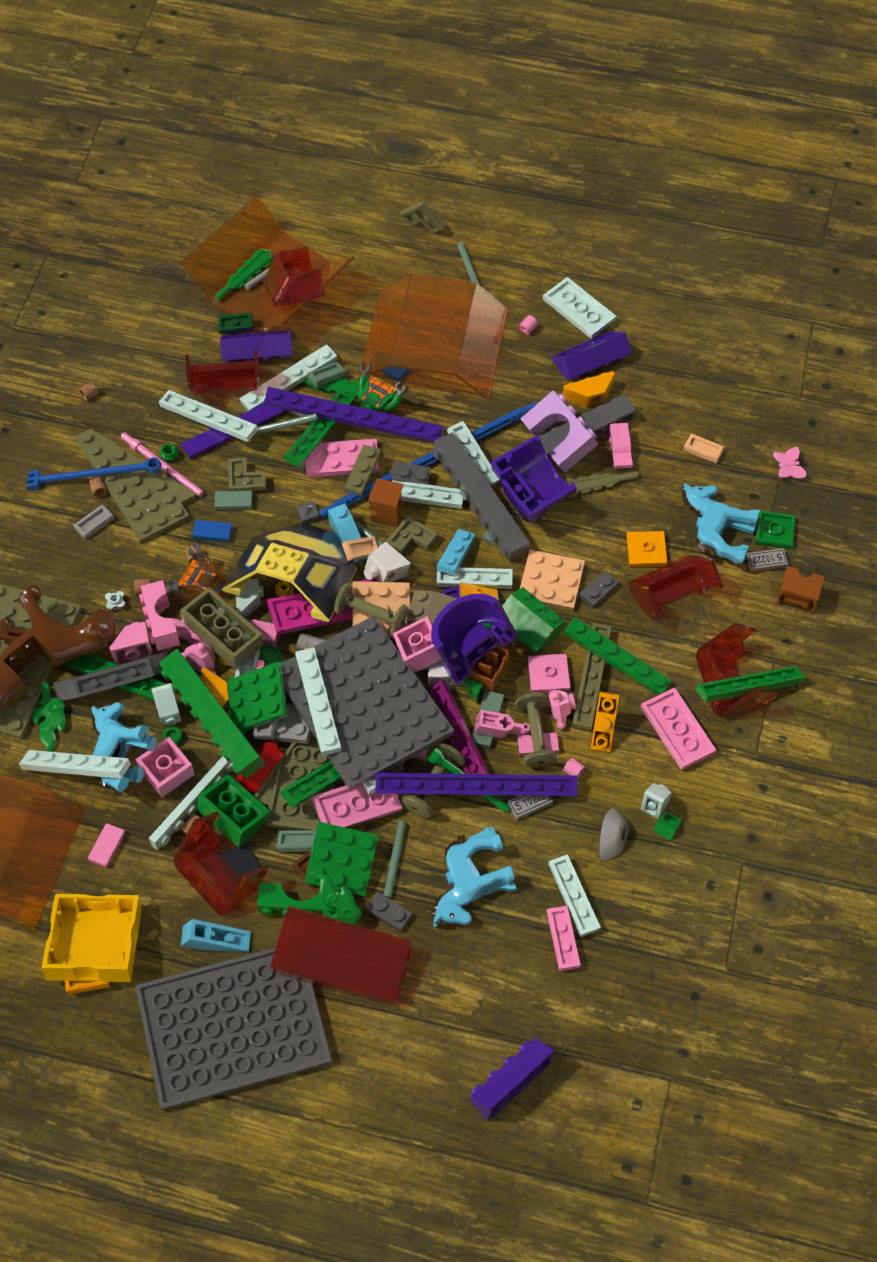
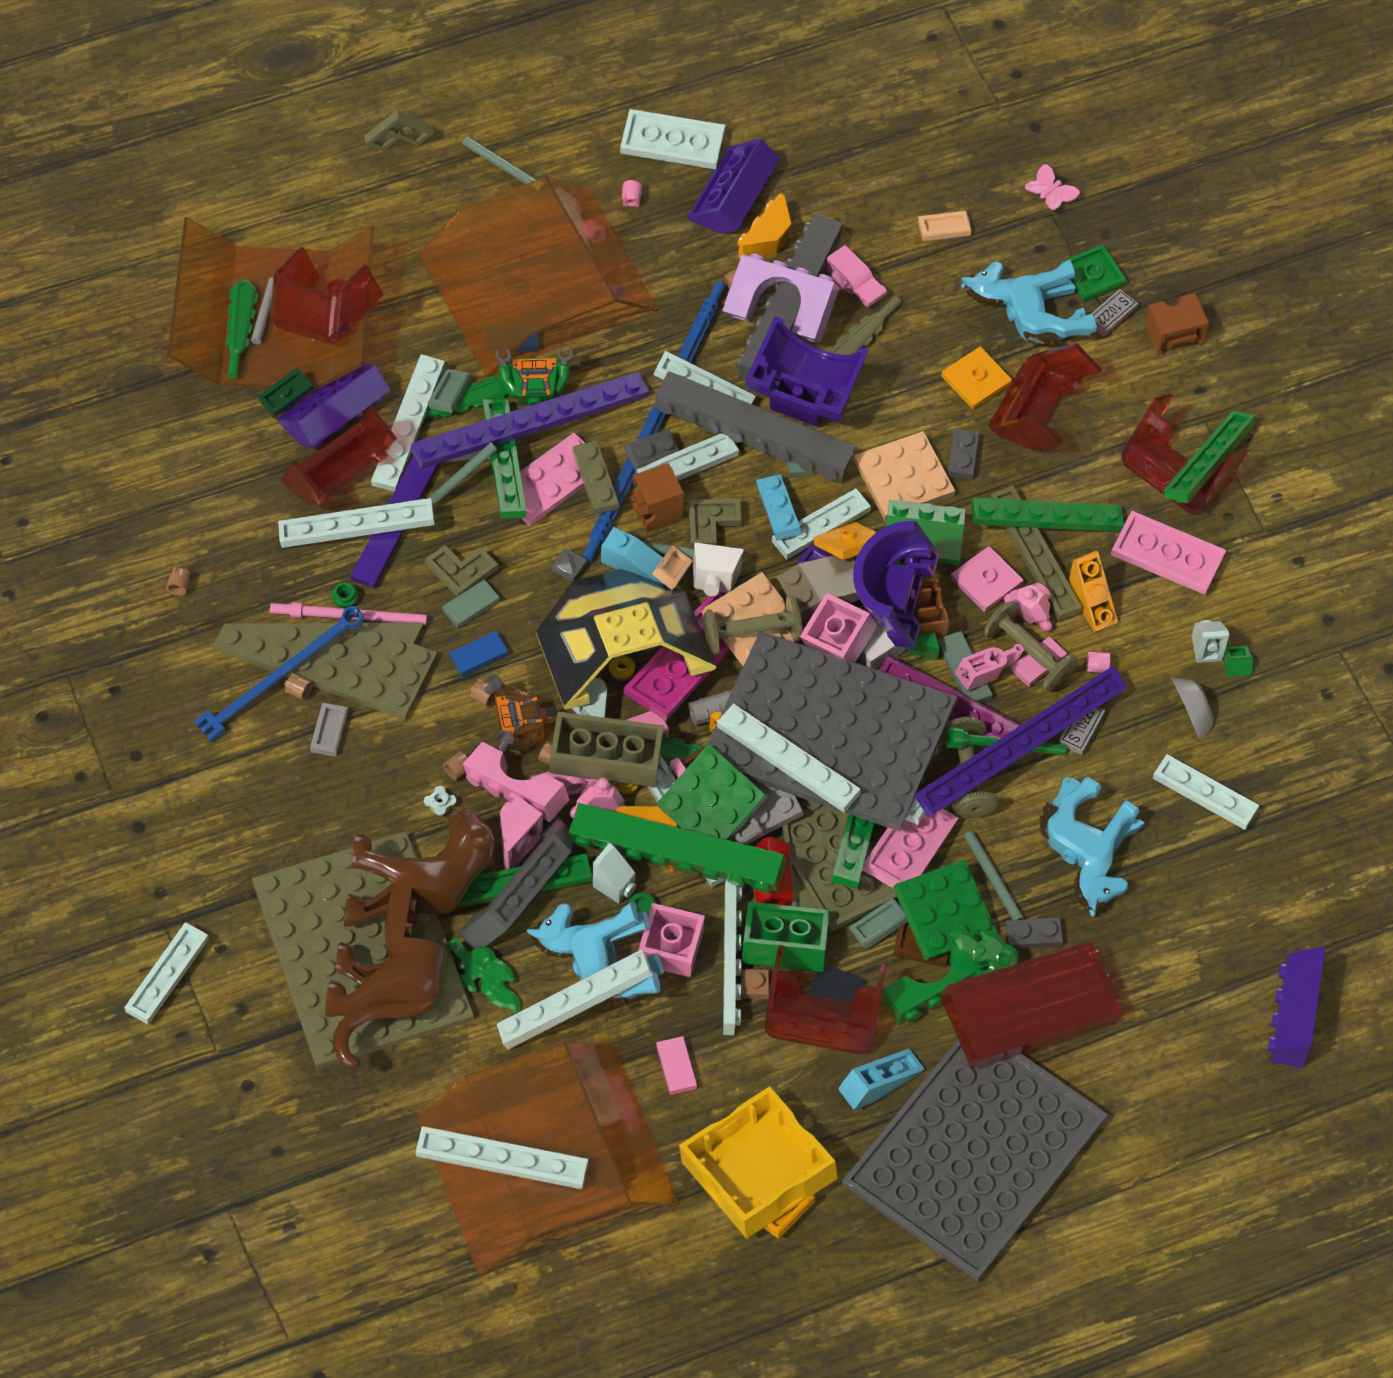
camera: 40 degrees left, 0 degrees up
(563, 938) = (1230, 841): bright pink plate -> none

